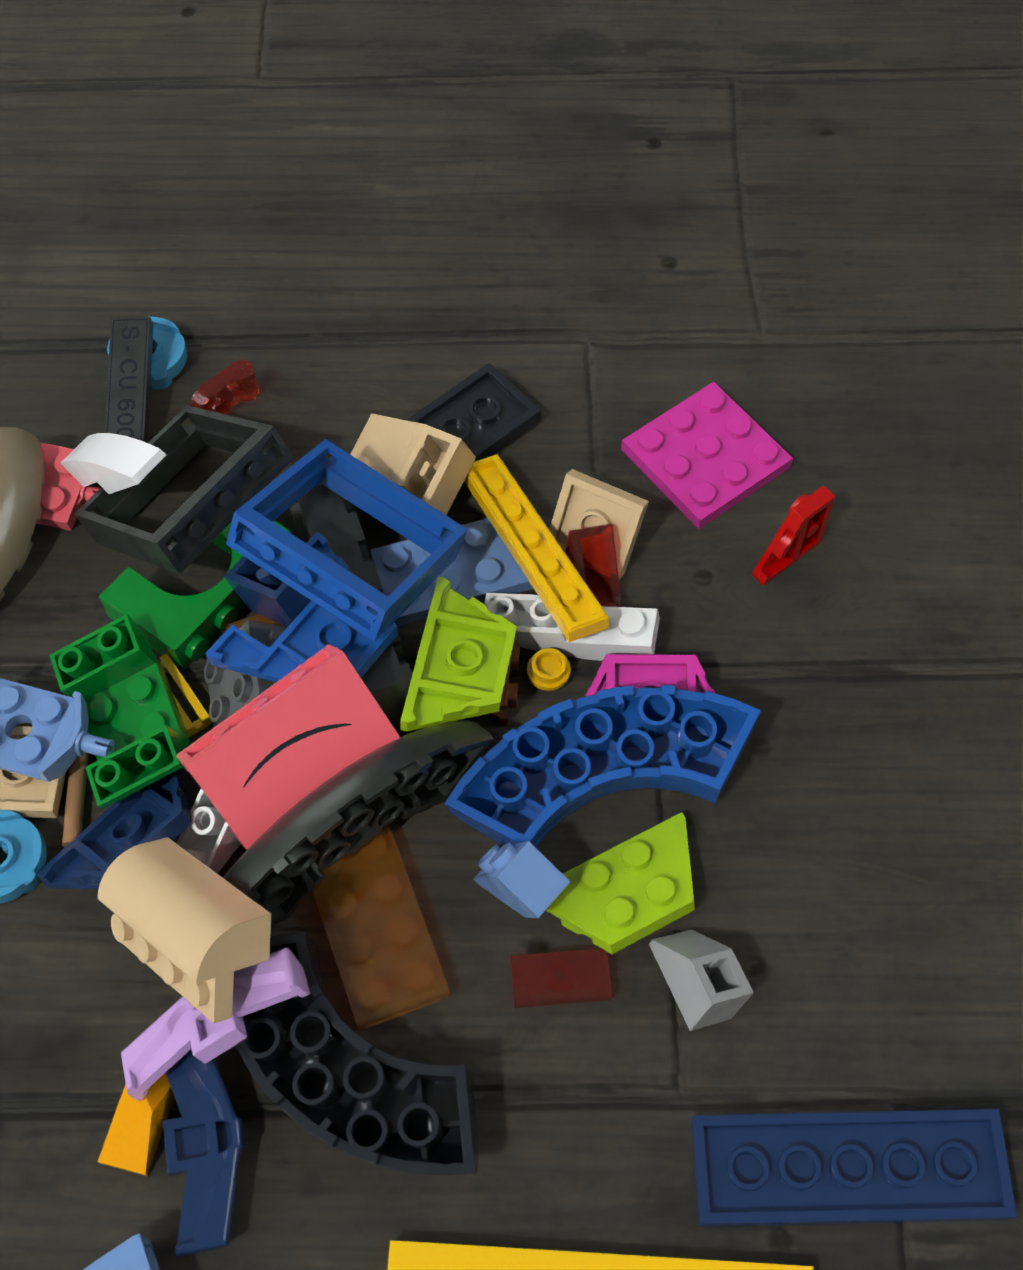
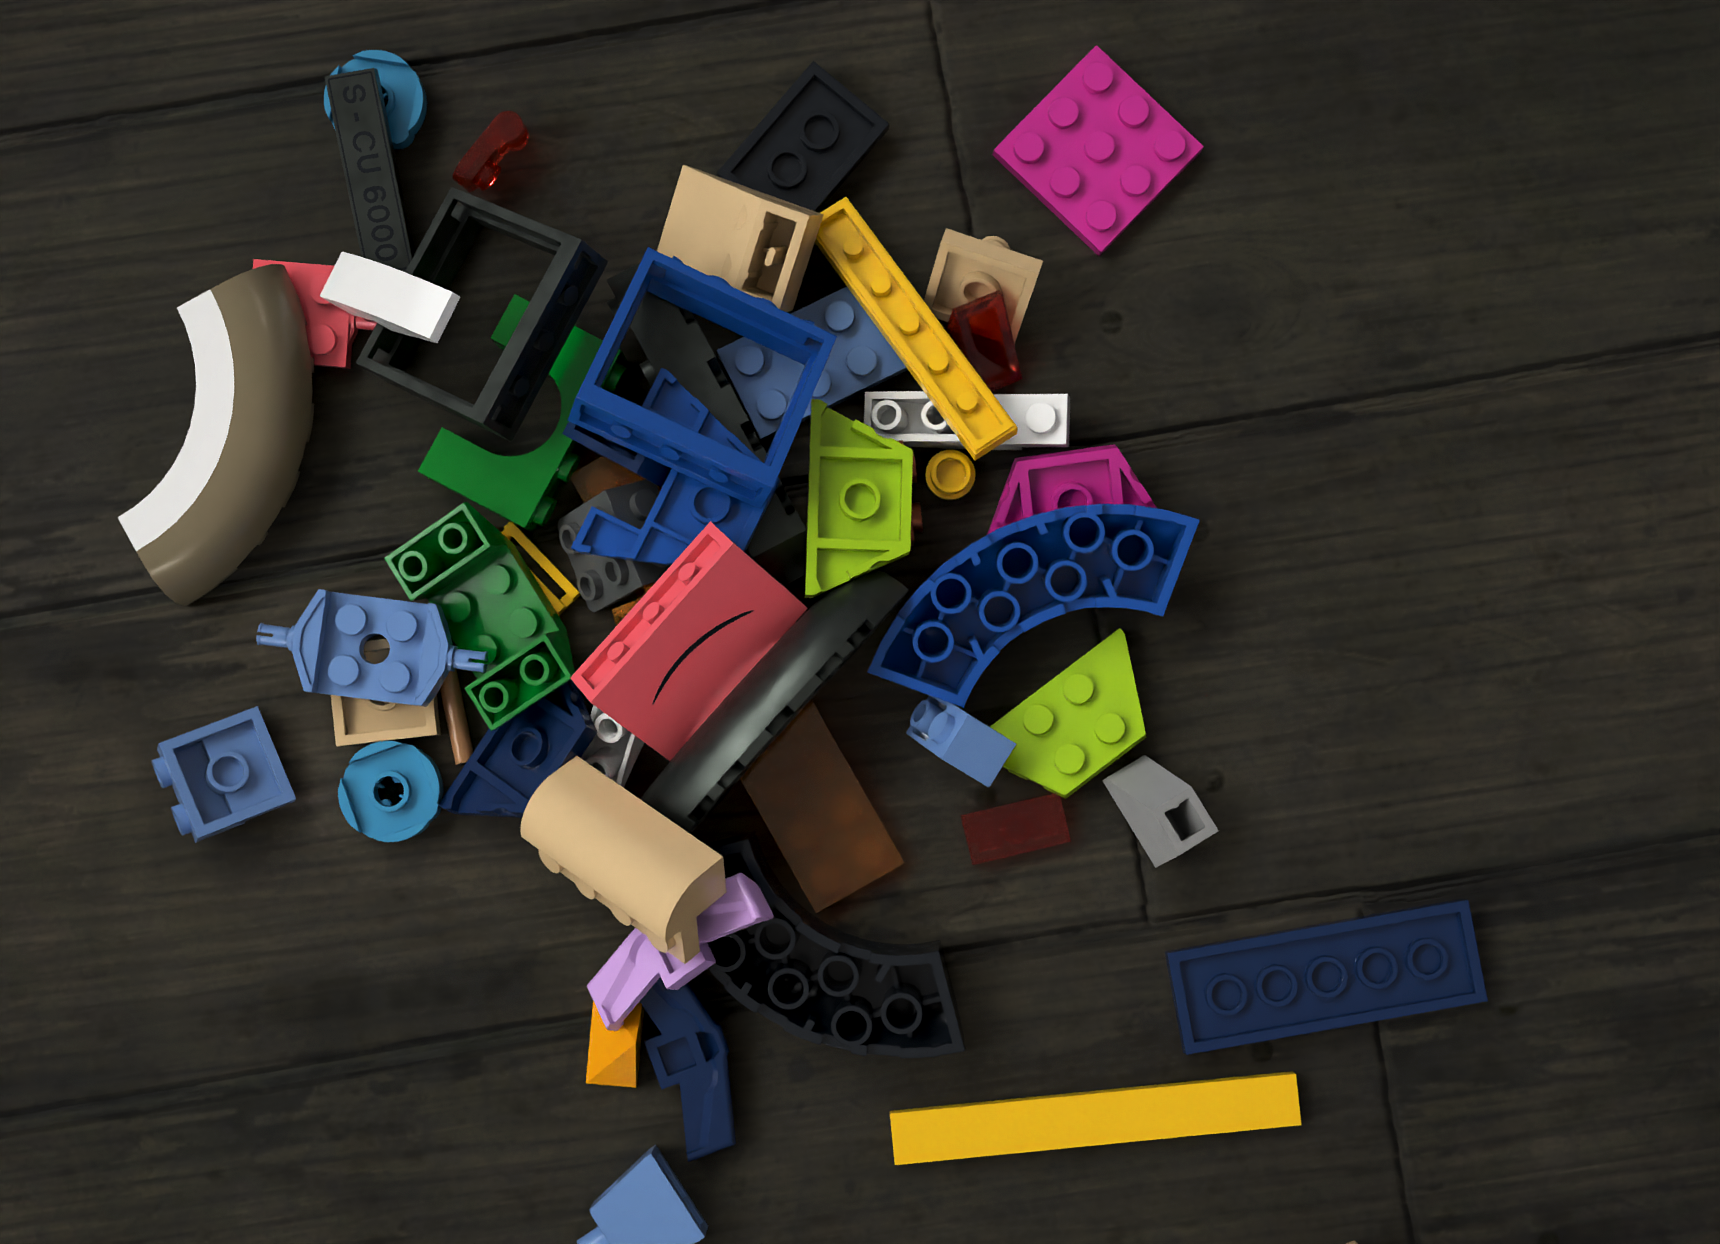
camera: 10 degrees left, 25 degrees up
(797, 535) = (1220, 258): red wing -> none

